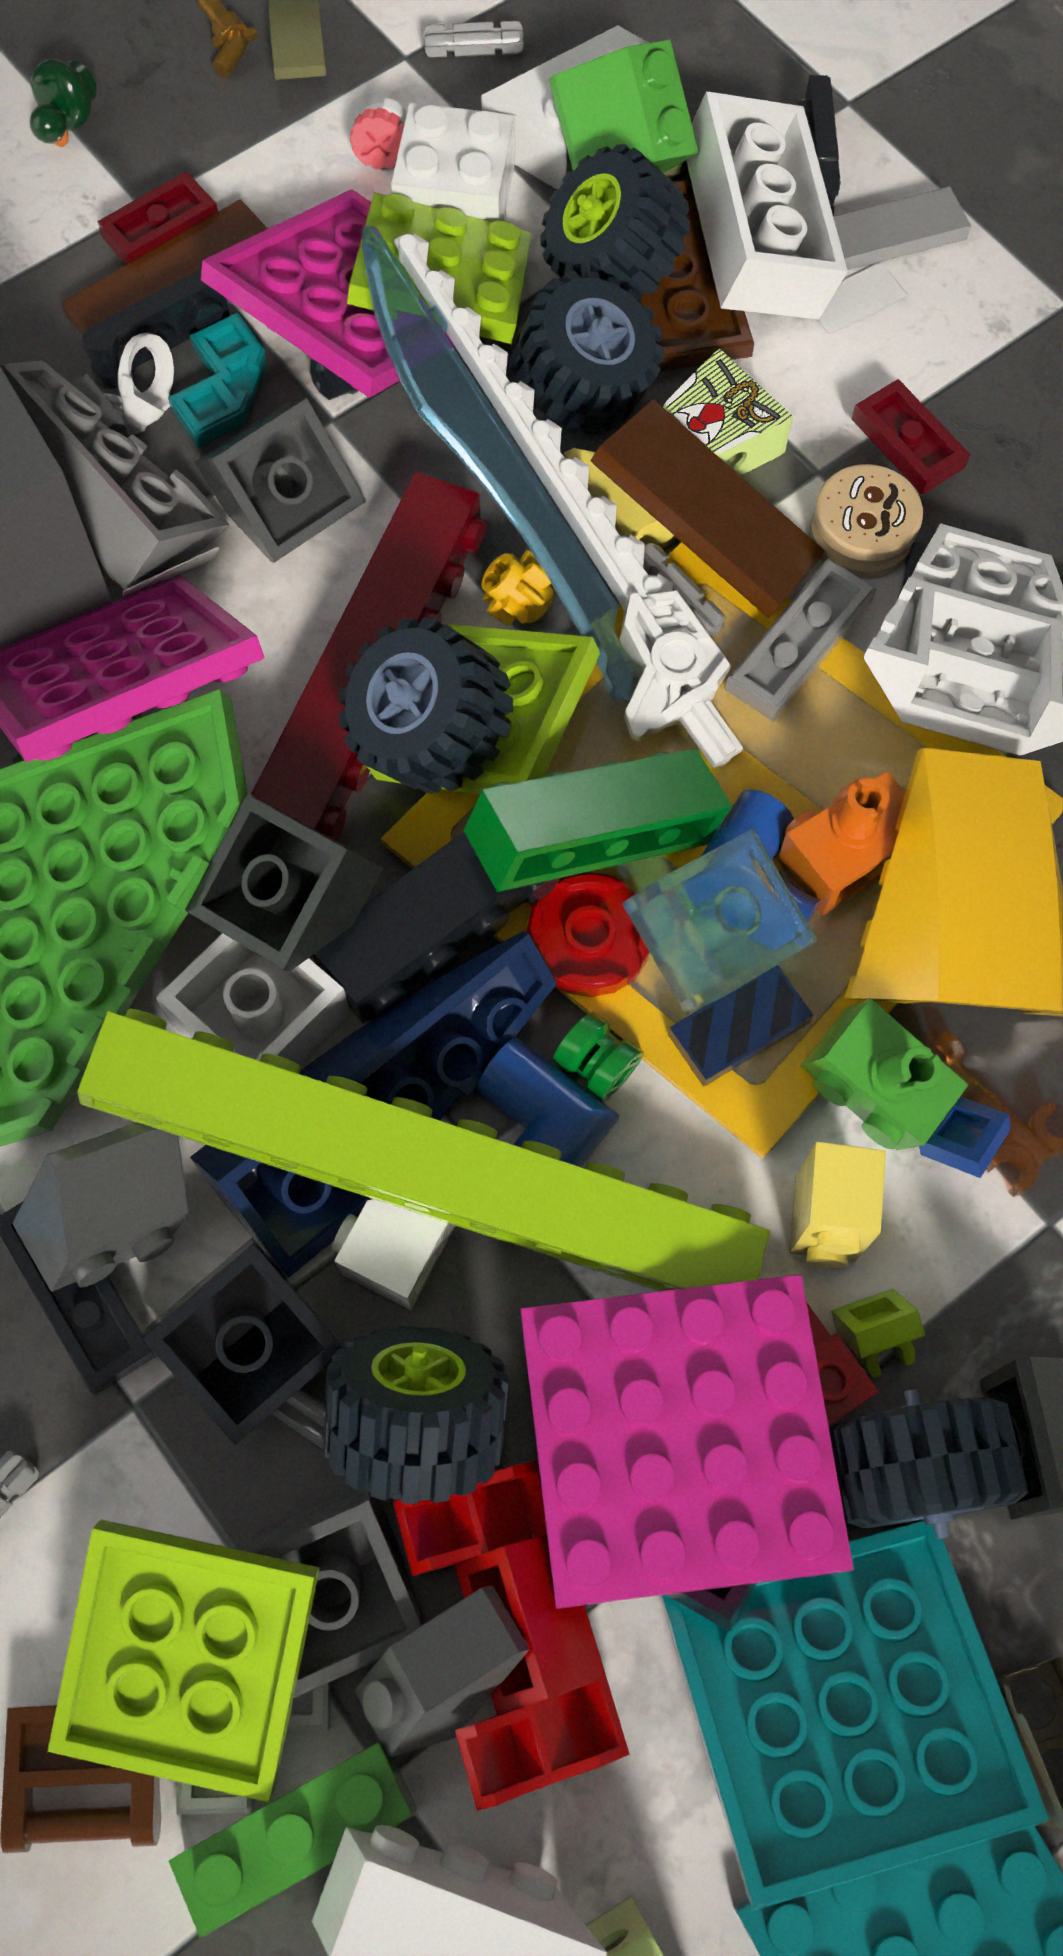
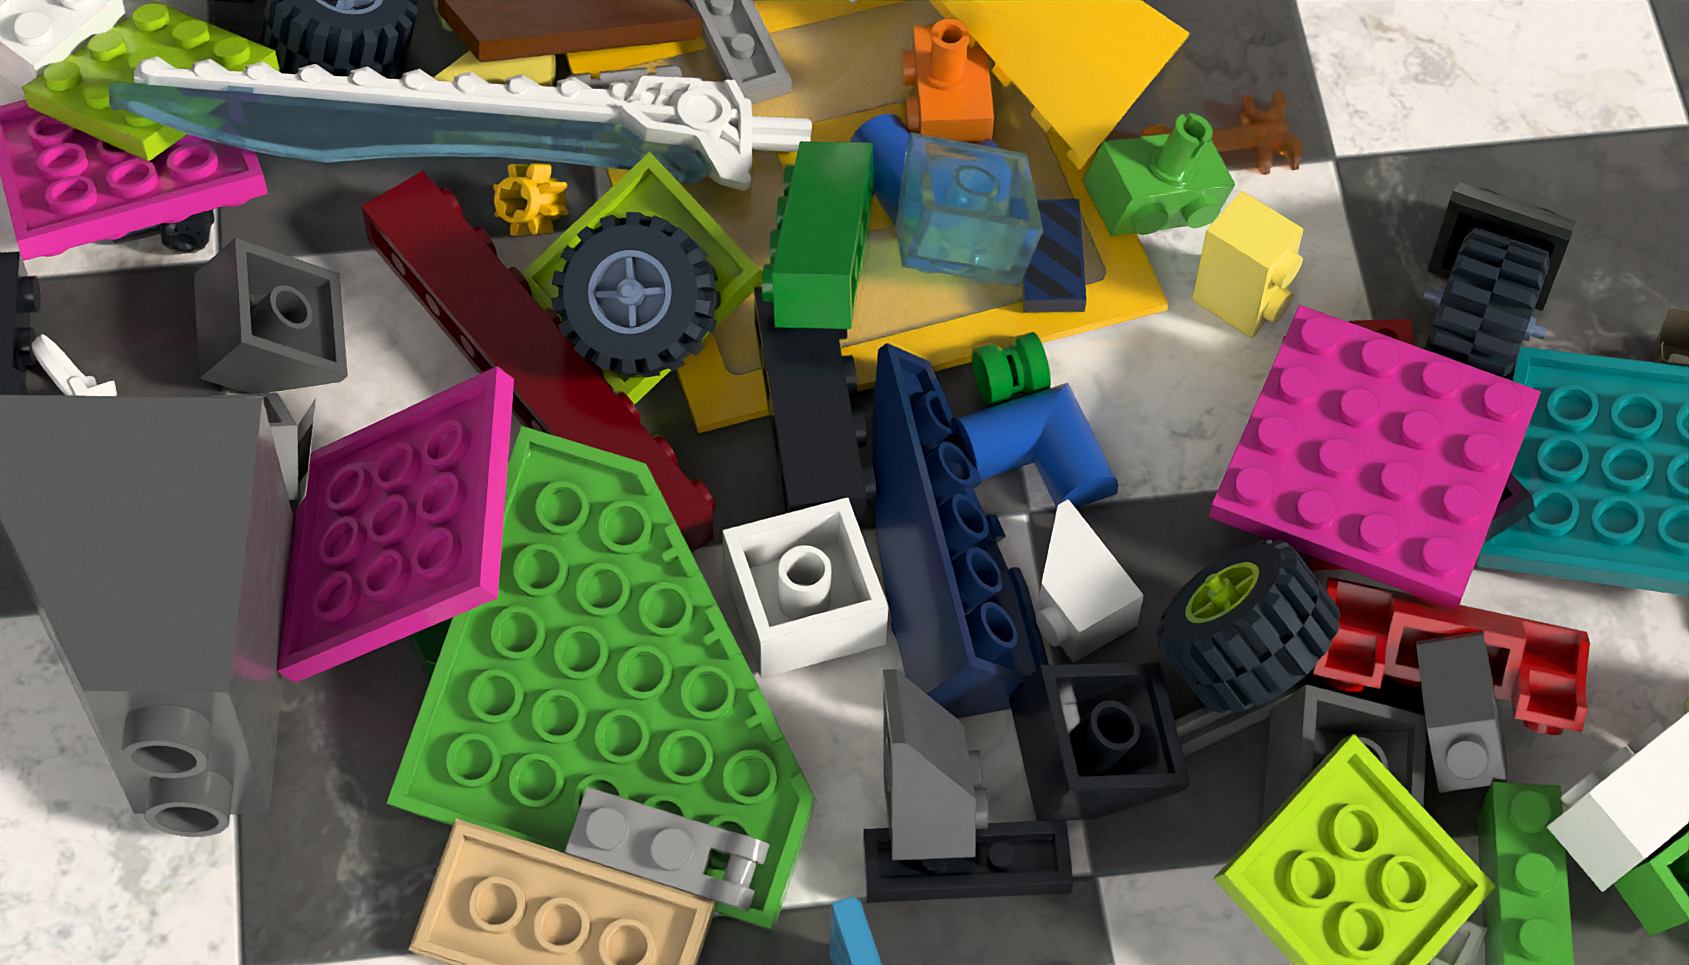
camera: 60 degrees left, 10 degrees down
(227, 396) = (95, 302): teal tile -> none
(282, 886) = (732, 482): pearl dark grey slope -> none
(412, 1160) = (1031, 520): lime brick -> none
(589, 957) = (926, 334): red tile -> none
(878, 1325) = (1356, 293): lime tile -> none
(968, 1137) = (1244, 159): blue plate -> none

